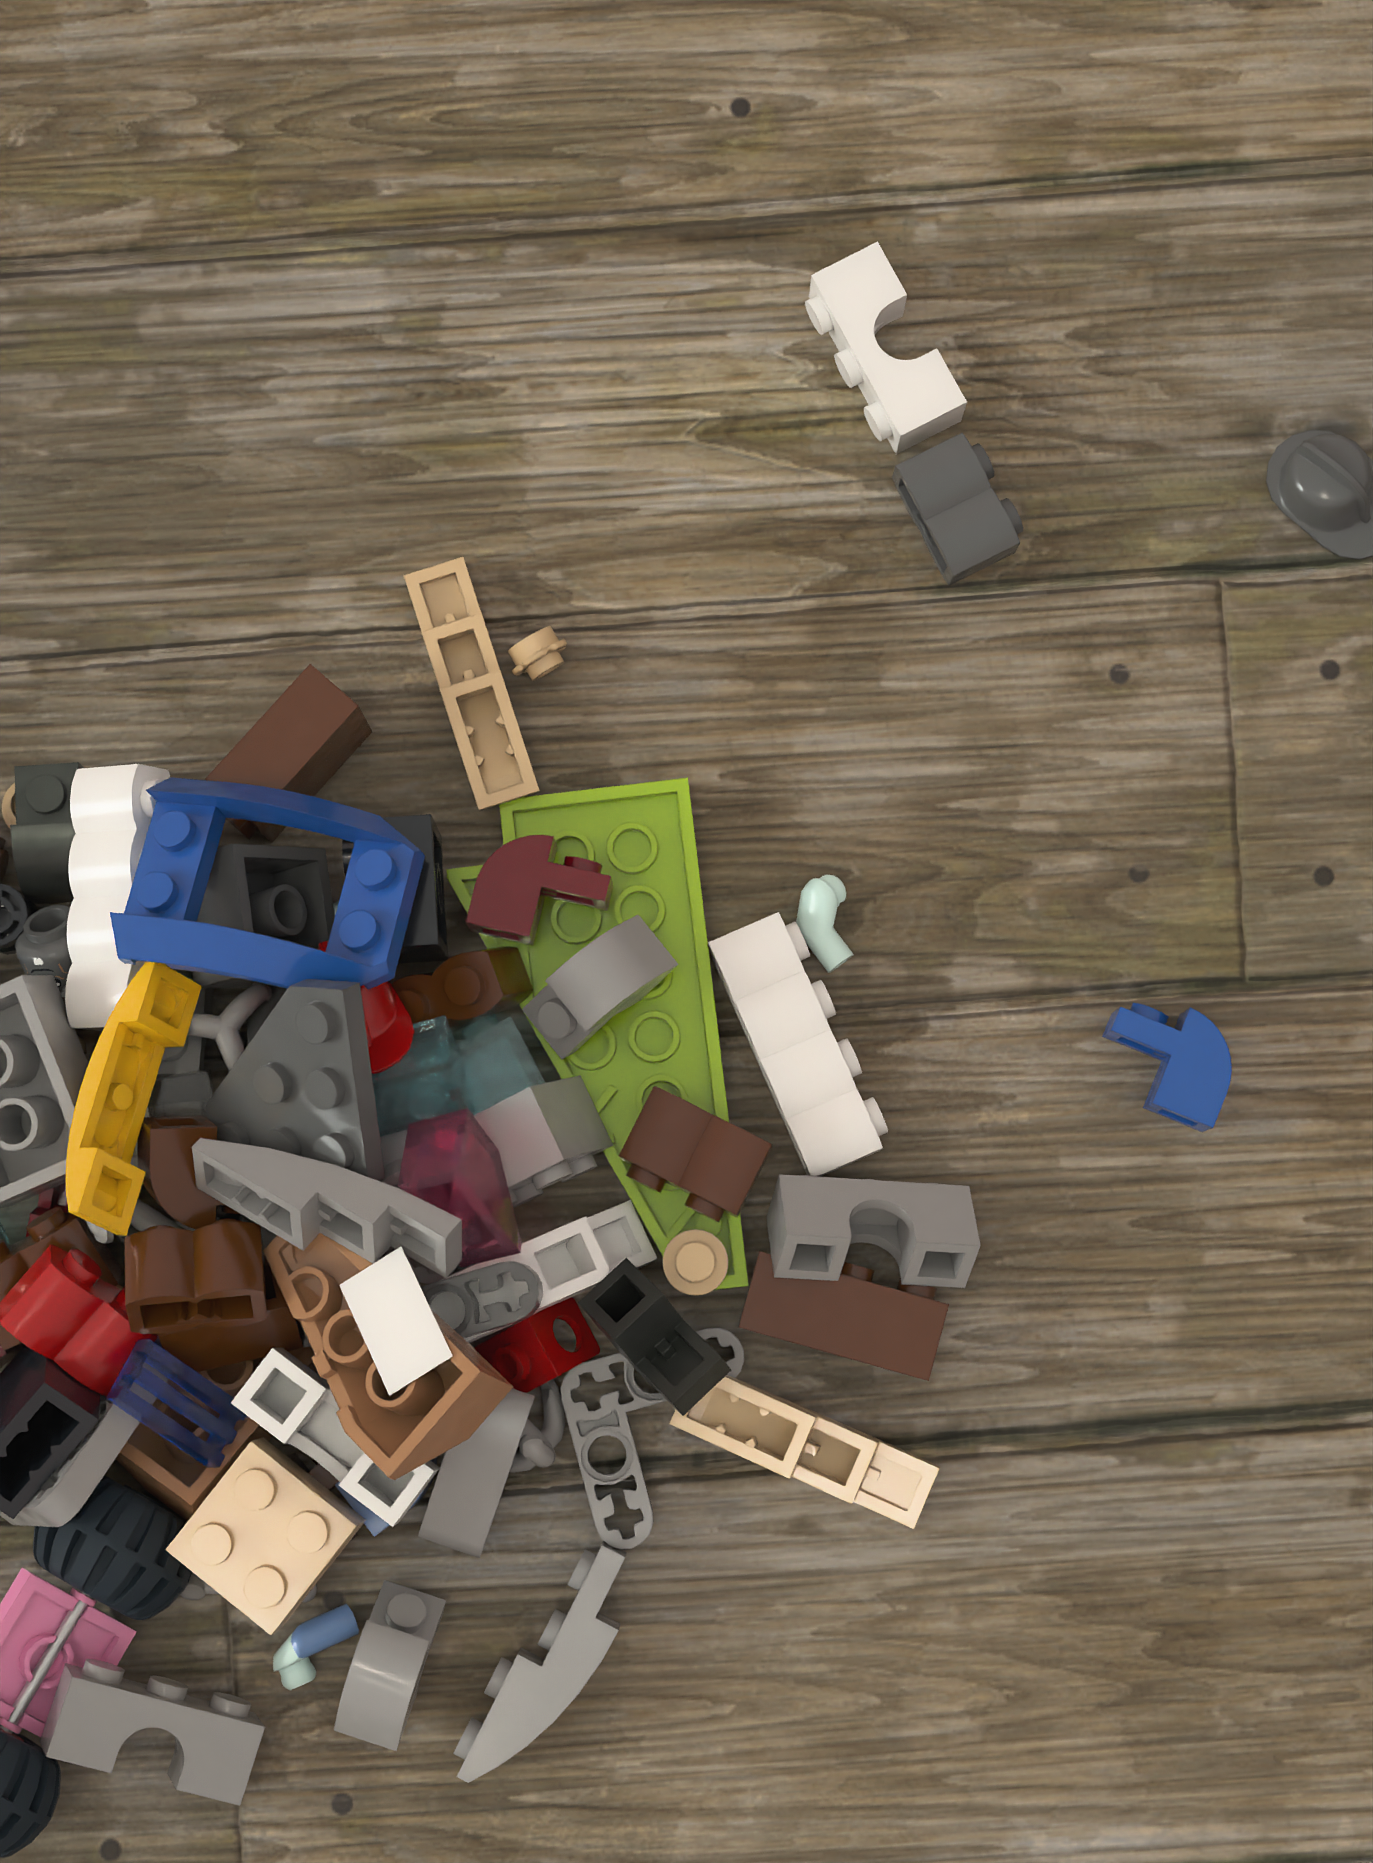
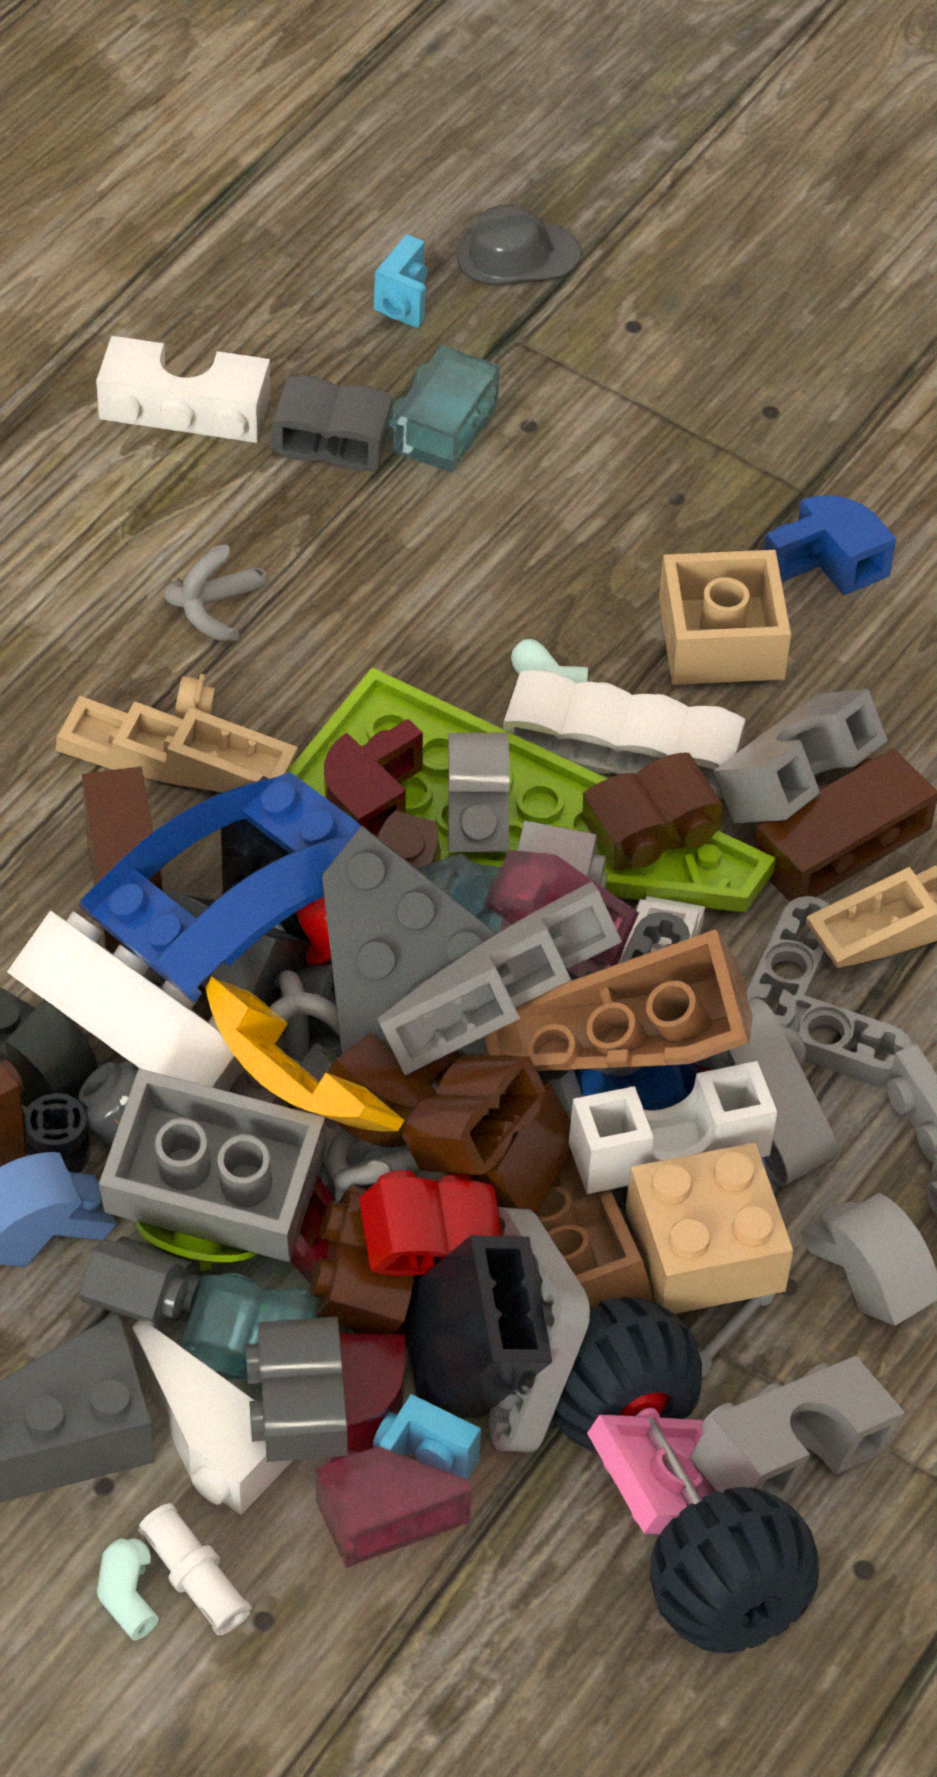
camera: 55 degrees left, 30 degrees down
(220, 1428) = (556, 1207): clear blue tile -> none
(310, 1638) = (806, 1306): medium blue arm -> none
(395, 1321) = (628, 978): white sticker -> none
(654, 1336) = (764, 923): pearl dark grey brick -> none
(667, 566) = (197, 592): none -> light grey piece
(695, 1262) = (732, 867): tan plate -> none
(993, 1038) = (724, 617): none -> tan brick
(1058, 592) = (445, 408): none -> clear light blue brick
(1195, 421) = (400, 283): none -> medium azure bracket

